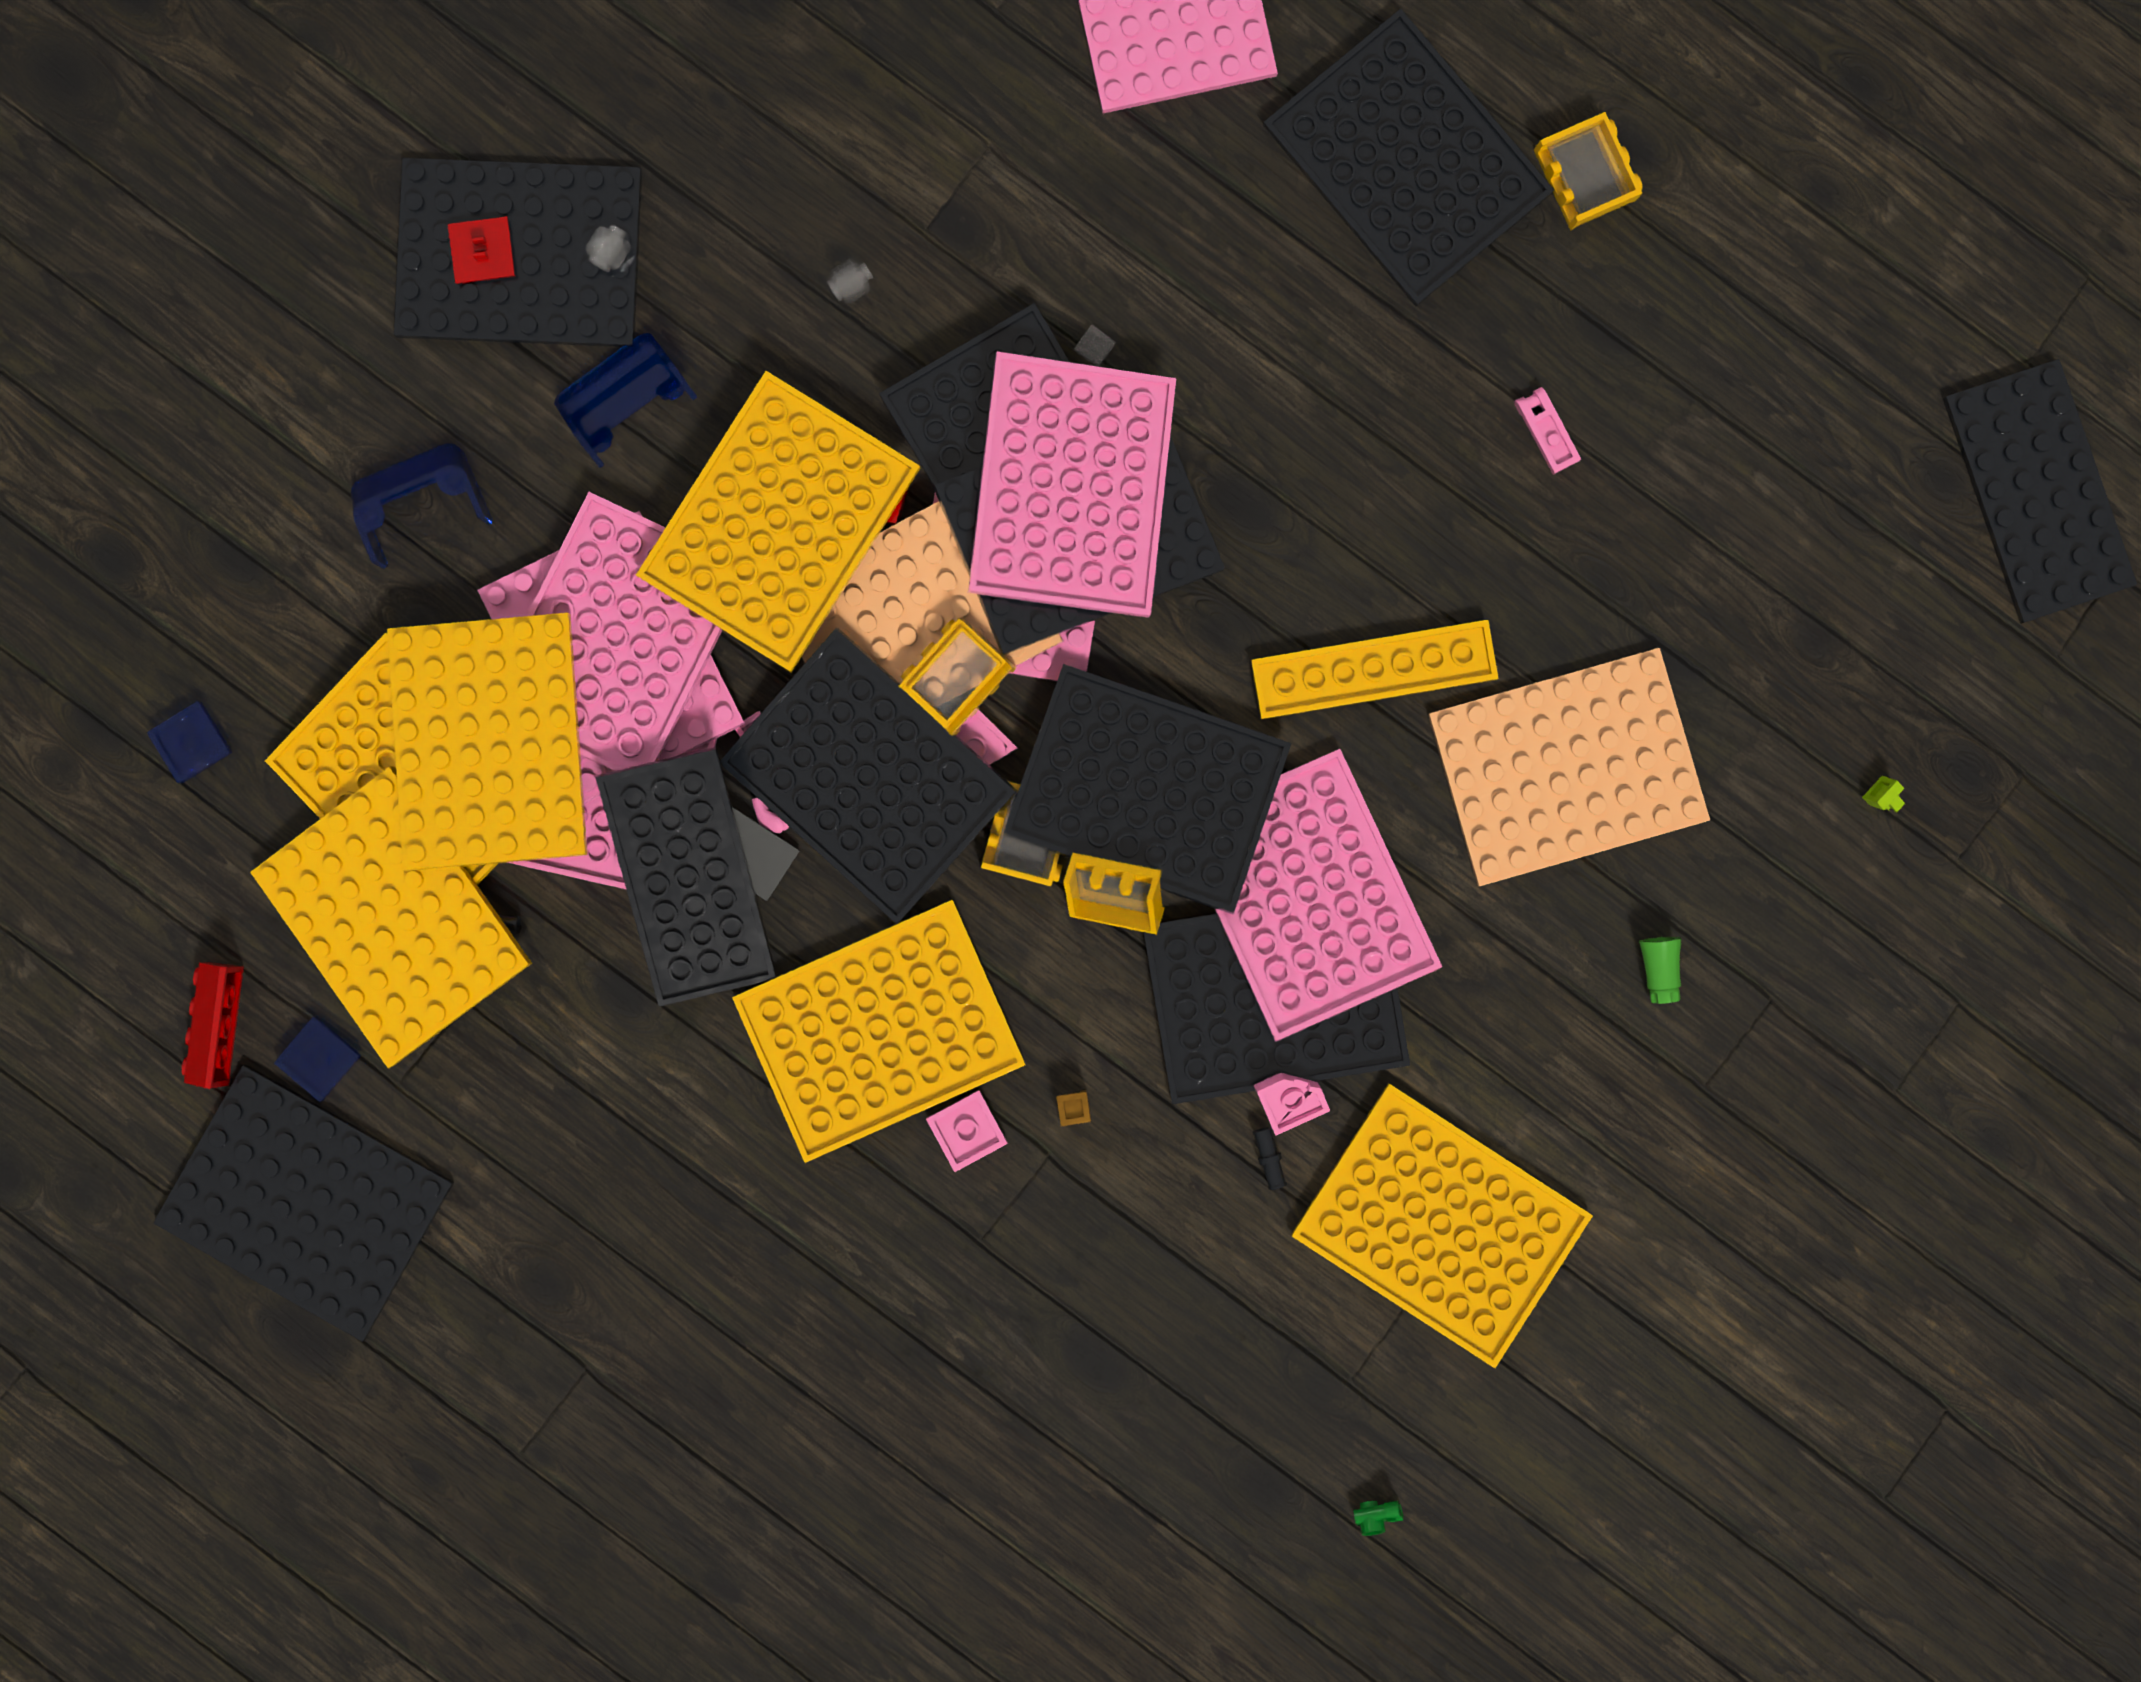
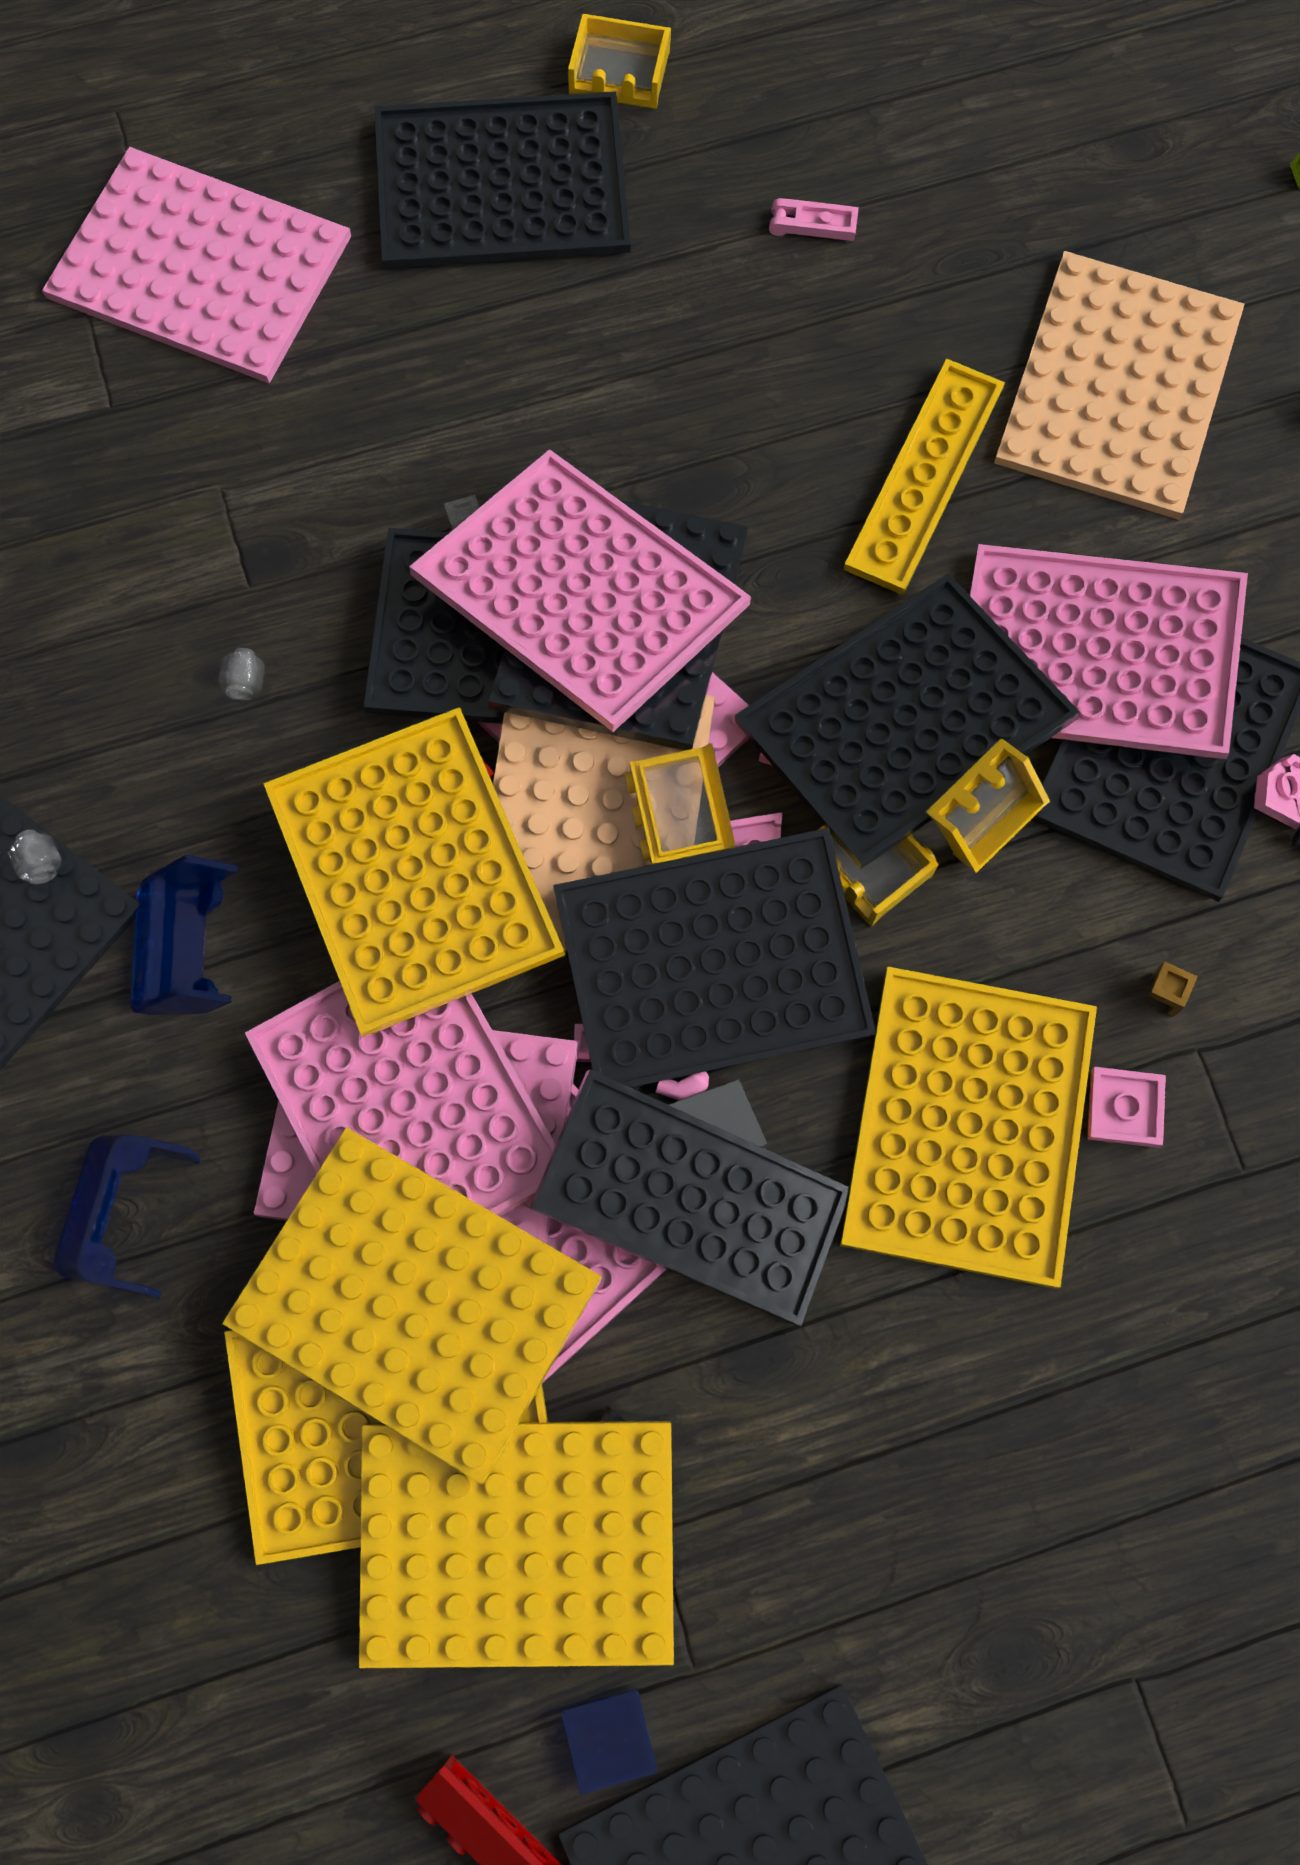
camera: 60 degrees left, 15 degrees down
(189, 742) = (175, 1636): clear blue plate -> none

